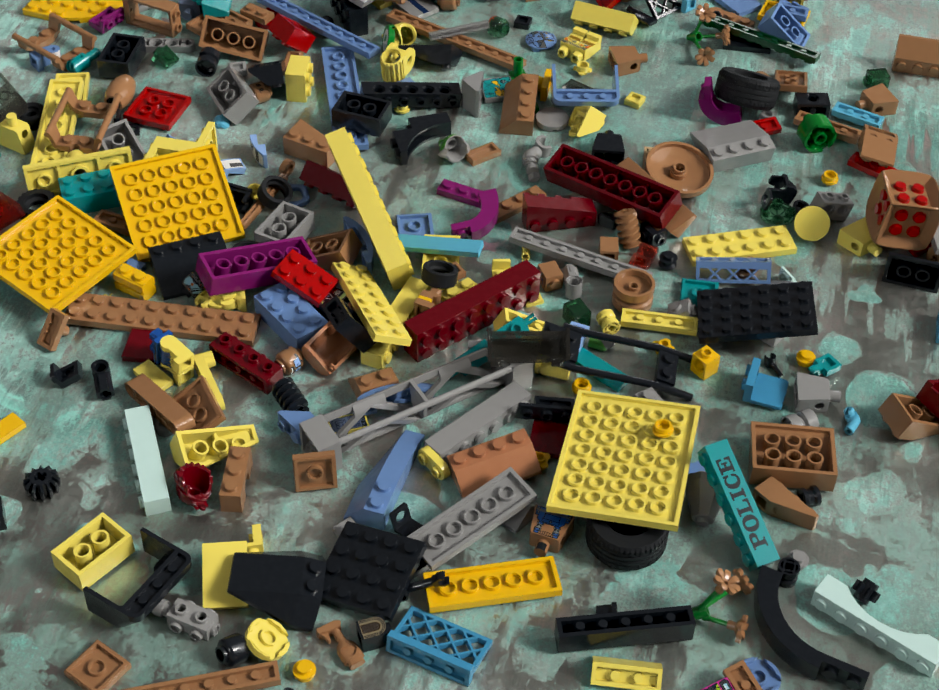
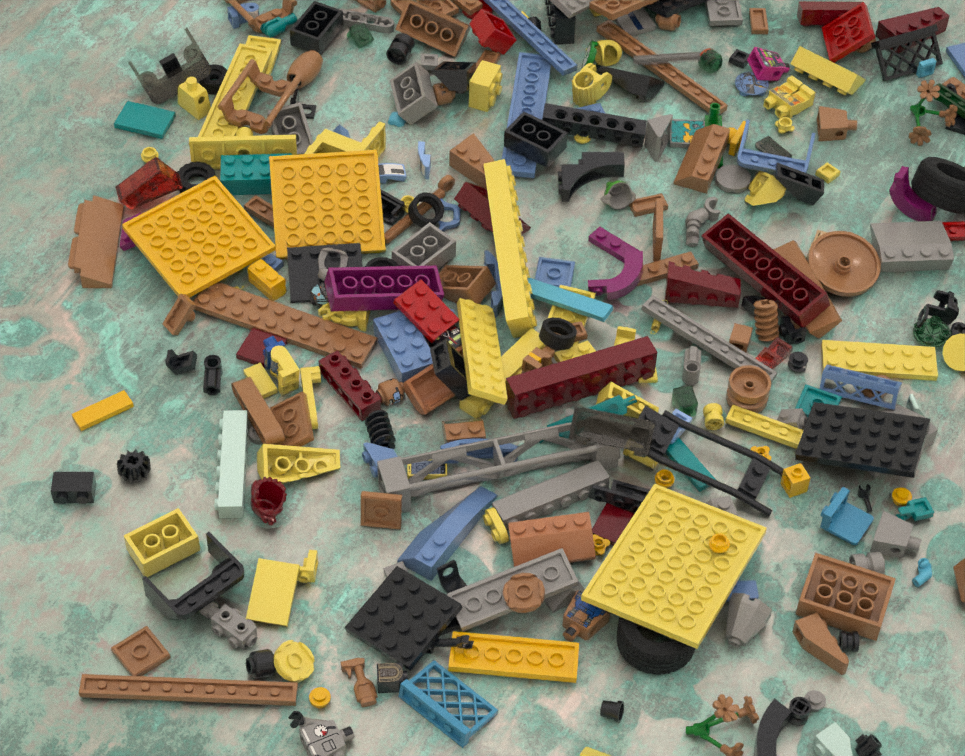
camera: 15 degrees right, 5 degrees up
(157, 108) = (337, 92): red plate -> none
(191, 263) = (323, 253): none -> light grey piece
(236, 471) = (302, 509): medium nougat arch -> none
(280, 585) = (319, 612): black wedge -> none
(486, 517) = (524, 593): none -> medium nougat tile
(501, 170) = (658, 229): none -> medium nougat tile
(550, 21) = (767, 64): none -> dark pink torso
(551, 276) = (671, 355): medium nougat brick -> none
(600, 344) = (698, 439): bright green arm -> none
(609, 147) = (778, 224): black torso -> none
(618, 111) = (800, 184): none -> black slope
(624, 628) = (622, 728): black brick -> none
(642, 17) = (870, 75): black piece -> none
(738, 505) = (769, 635): teal brick -> none

